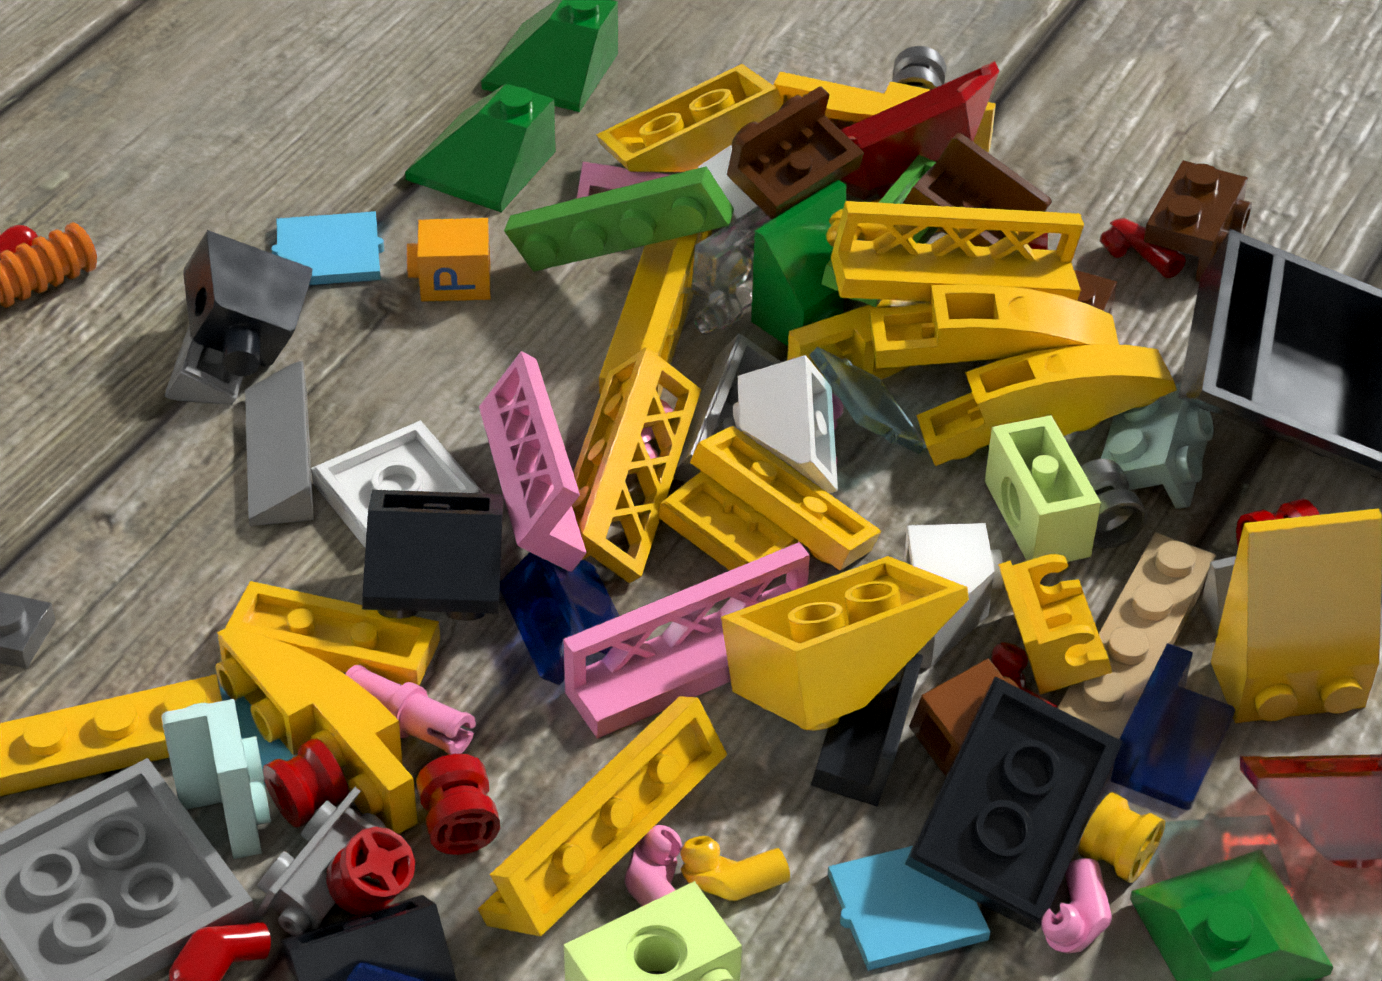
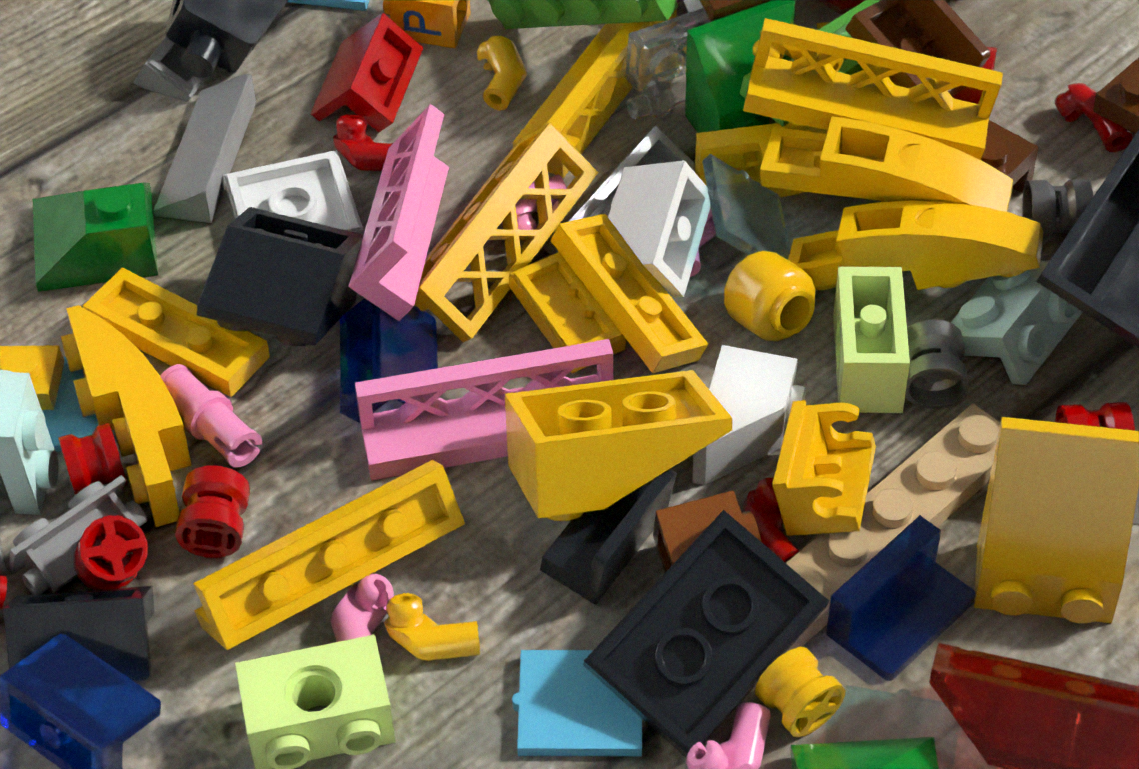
camera: 20 degrees right, 5 degrees up
(198, 556) = (93, 235): none -> green slope
(418, 334) = (370, 73): none -> red panel
(442, 415) = (357, 146): none -> red arm
(562, 311) = (508, 69): none -> yellow arm
(922, 472) = (769, 296): none -> yellow head
(1164, 329) = (1056, 206): none -> flat silver wheel

